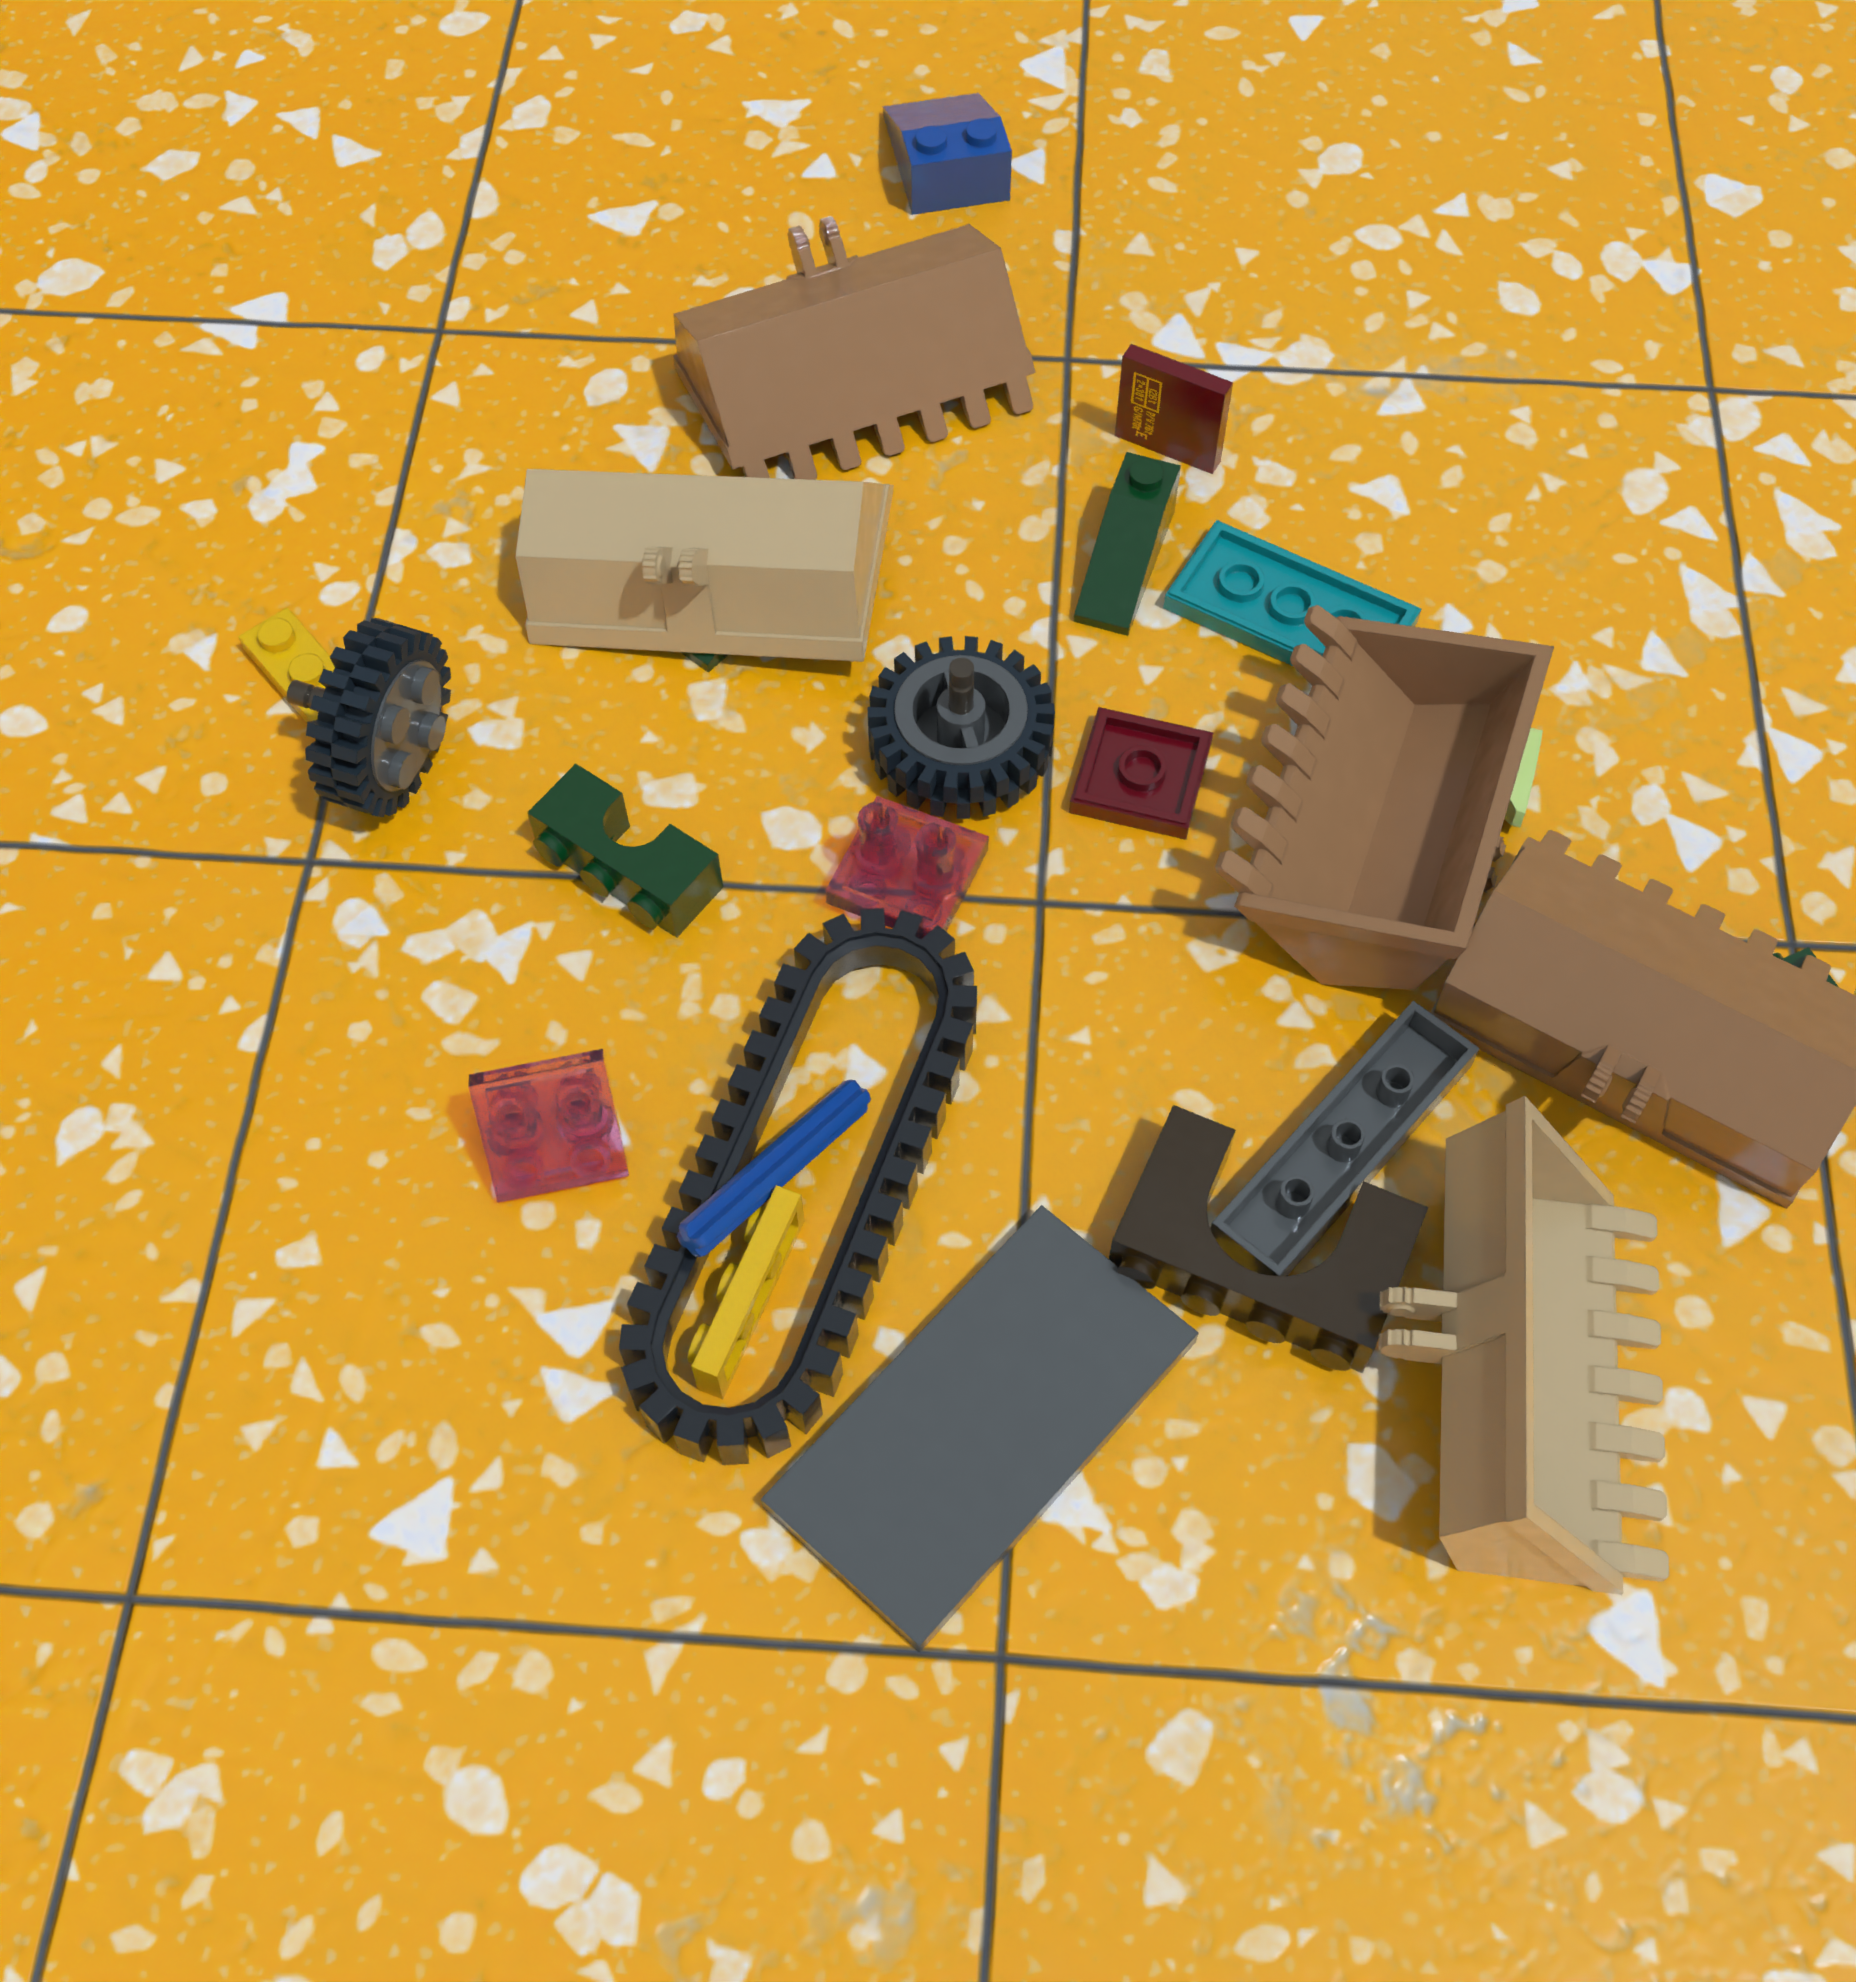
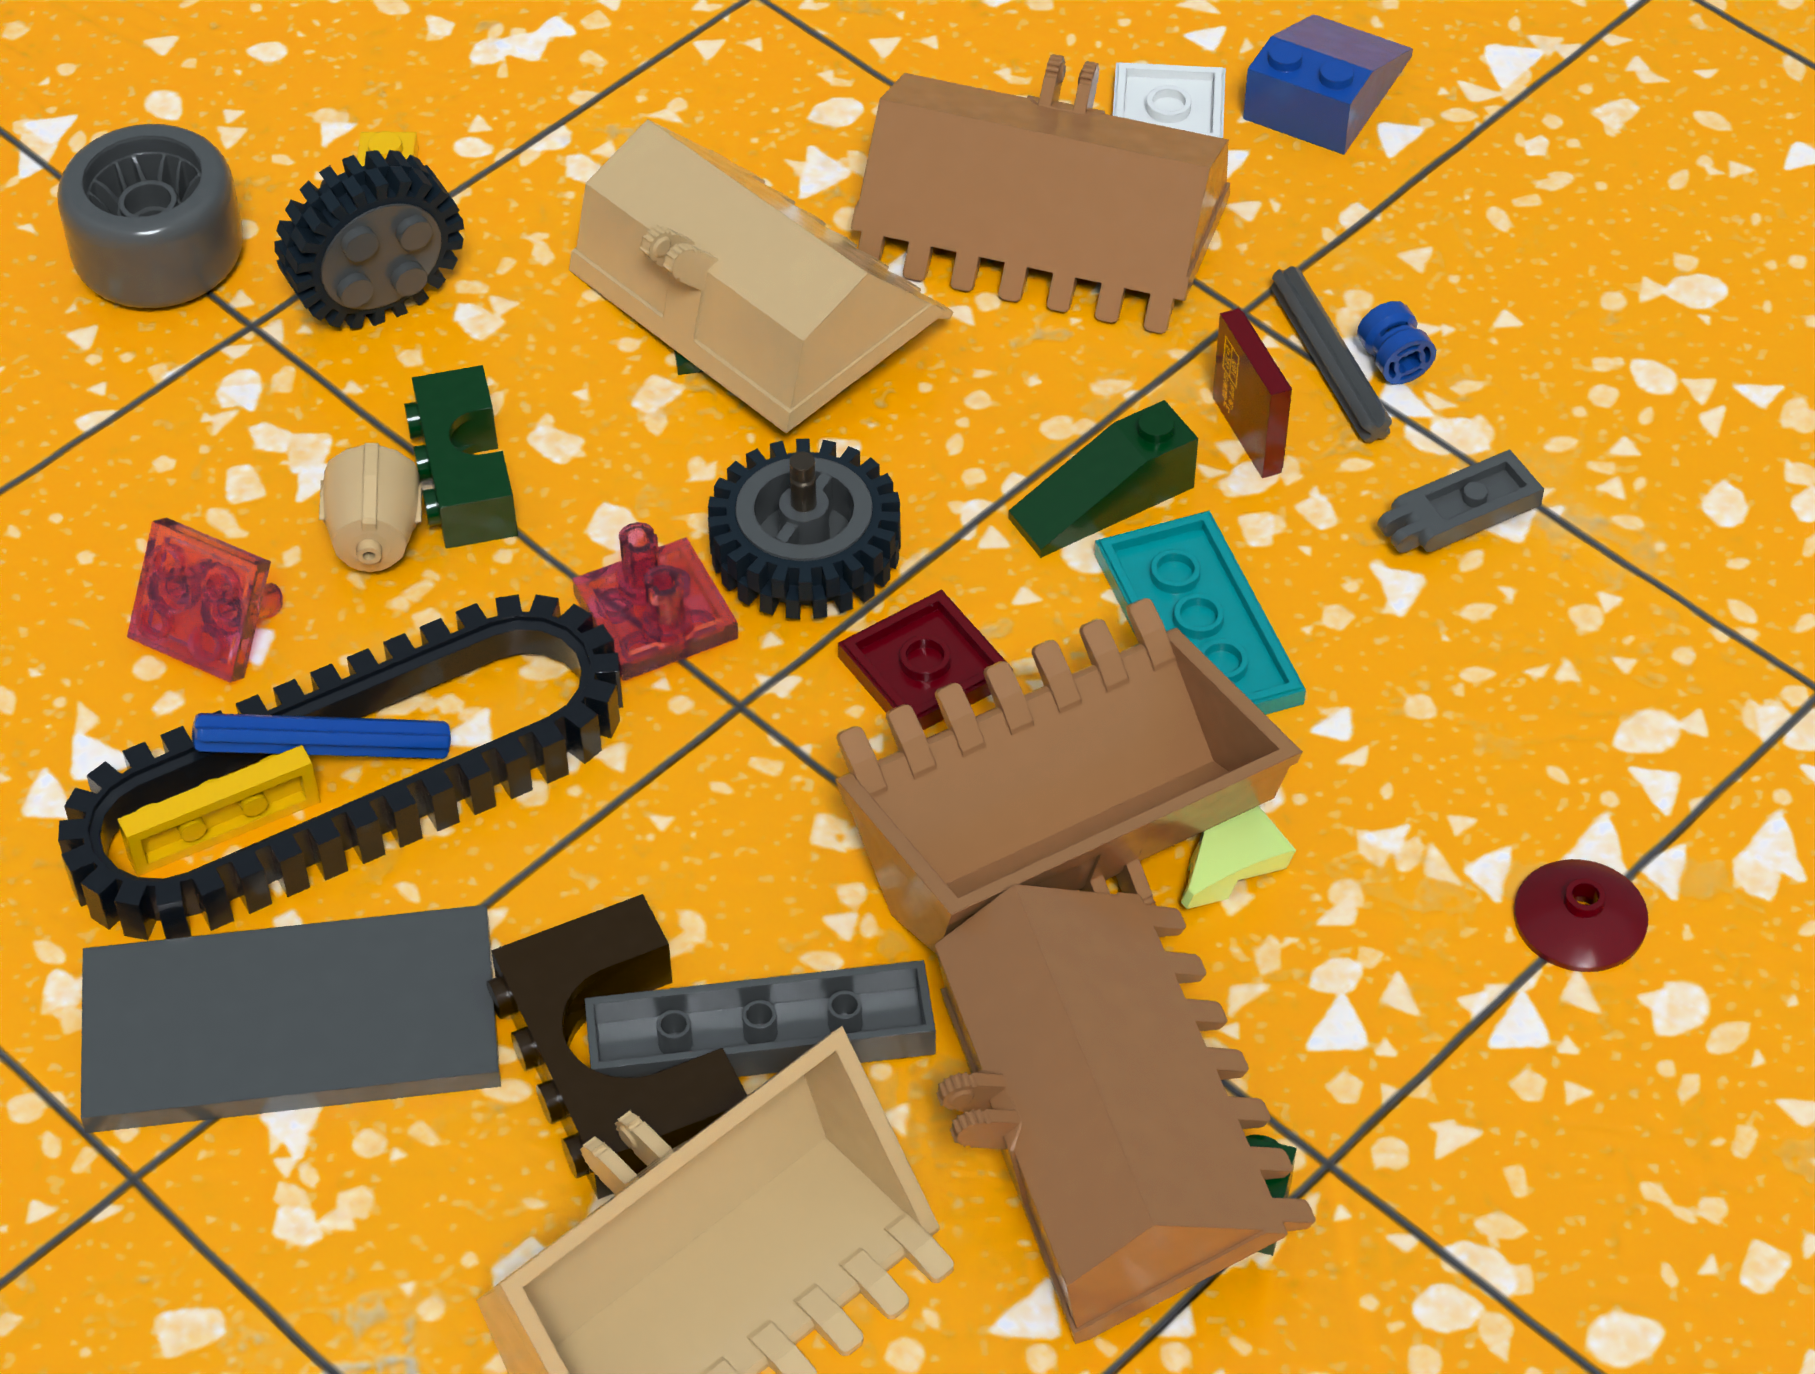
camera: 40 degrees right, 10 degrees down
(142, 821) = (150, 215): none -> dark grey wheel
(609, 944) = (370, 505): none -> tan helmet
(865, 223) = (1171, 96): none -> white tile
(1122, 331) = (1331, 354): none -> dark grey axle
(1209, 312) = (1396, 342): none -> blue wheel
(1374, 402) = (1461, 504): none -> dark grey hinge
(1746, 648) = (1575, 933): none -> dark red dish

